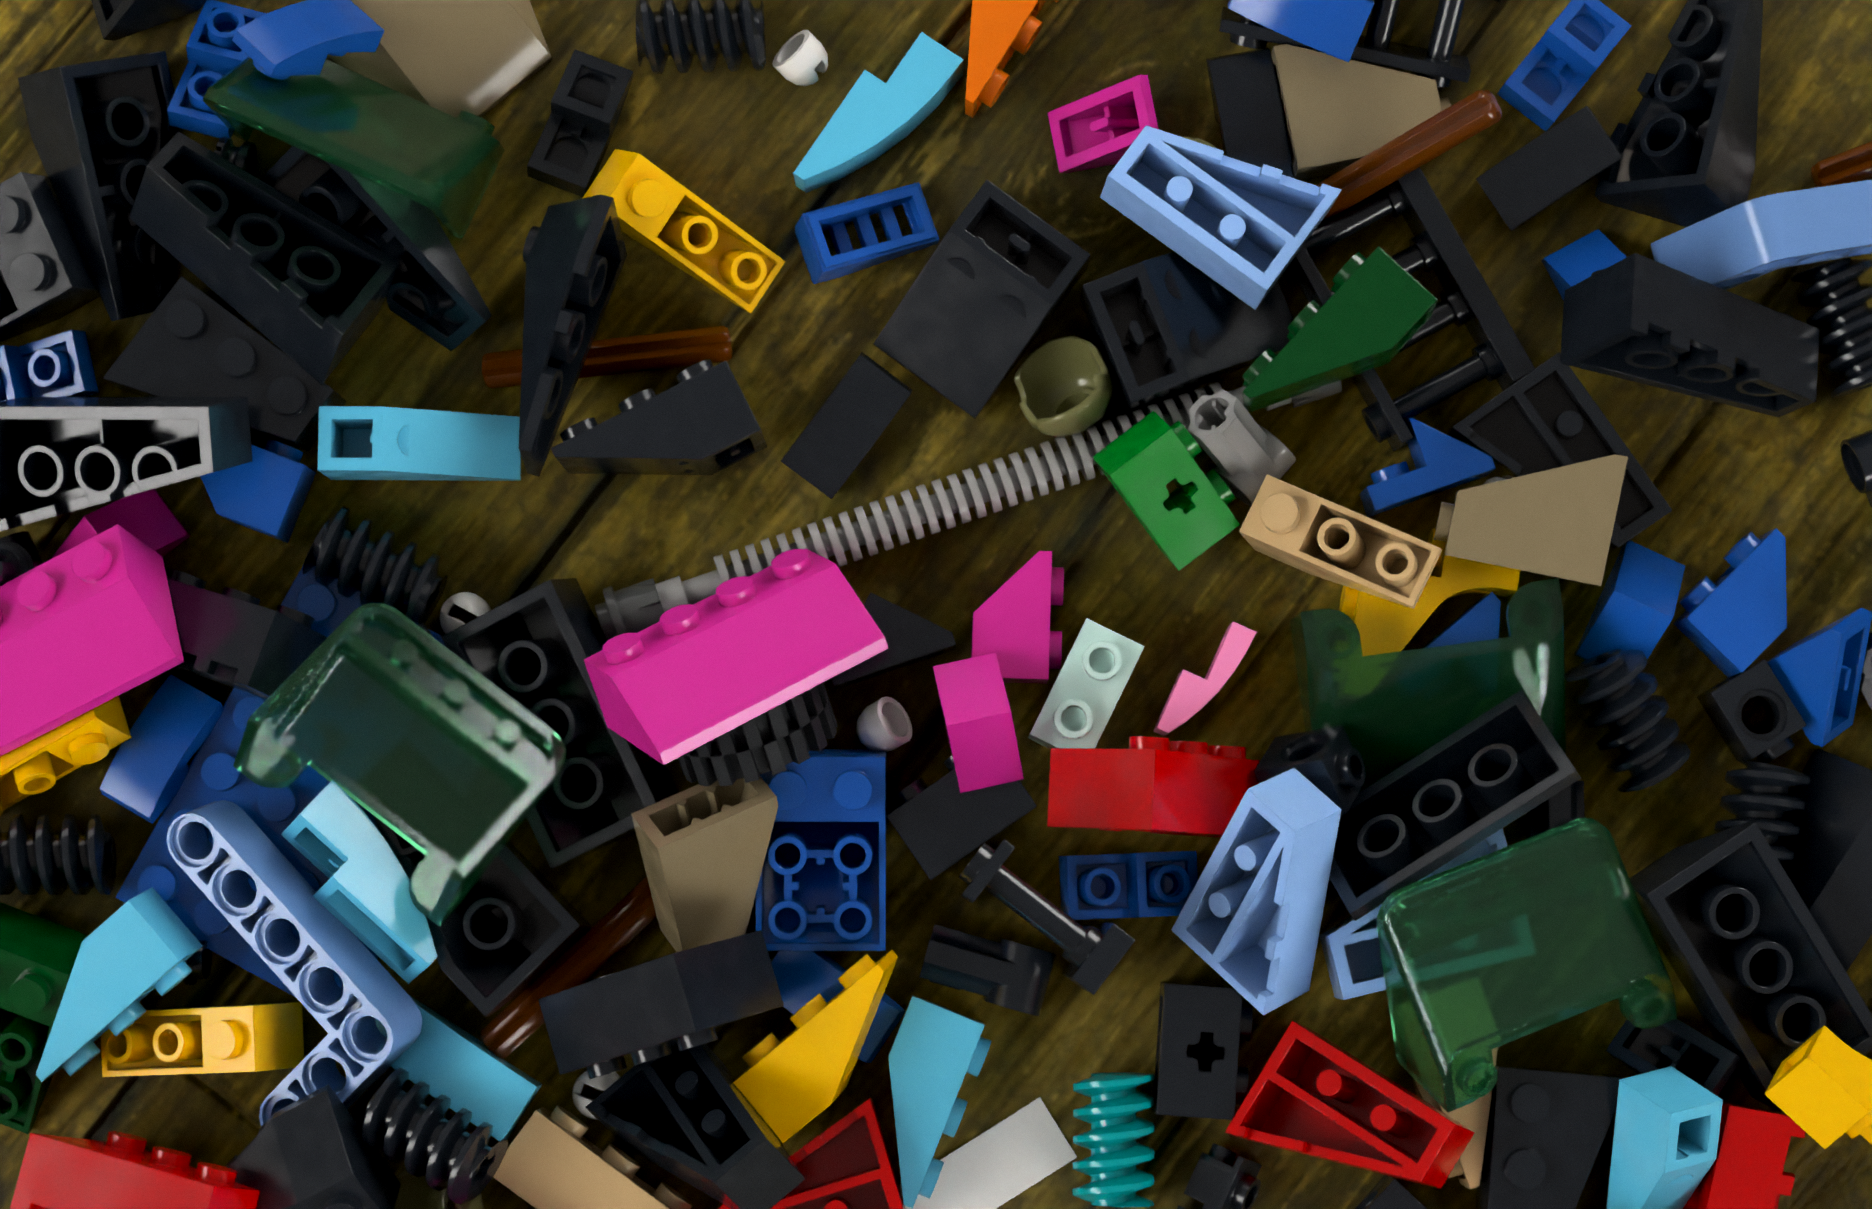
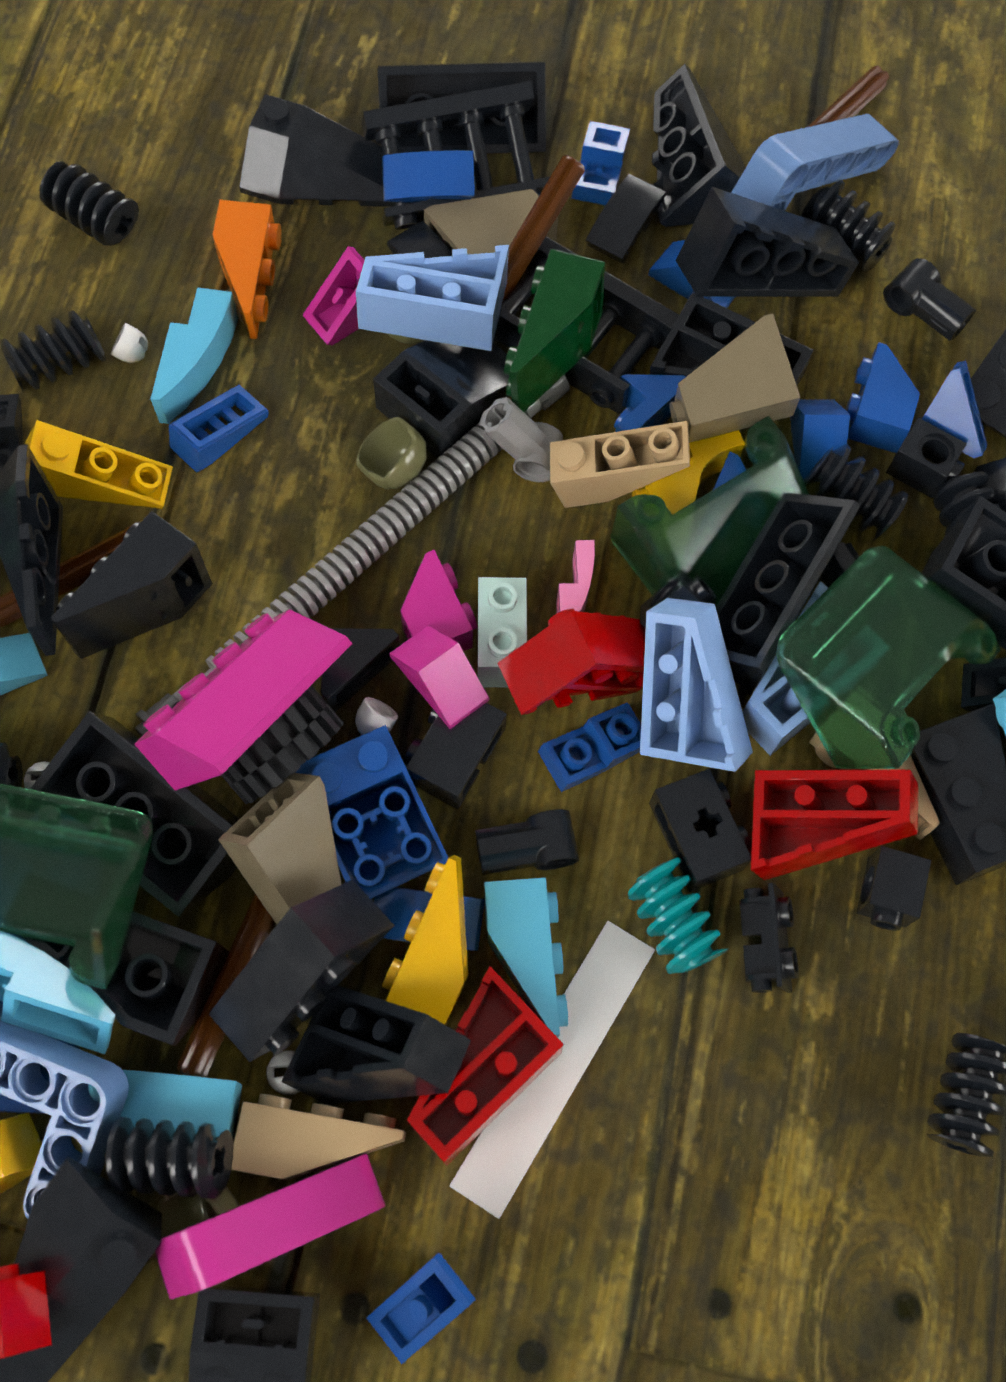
camera: 30 degrees left, 15 degrees down
(846, 425) = (258, 541): black slope -> none
(982, 299) = (312, 424): black slope -> none
(1088, 949) = (551, 766): black fence -> none
(1146, 461) = (490, 481): green brick -> none

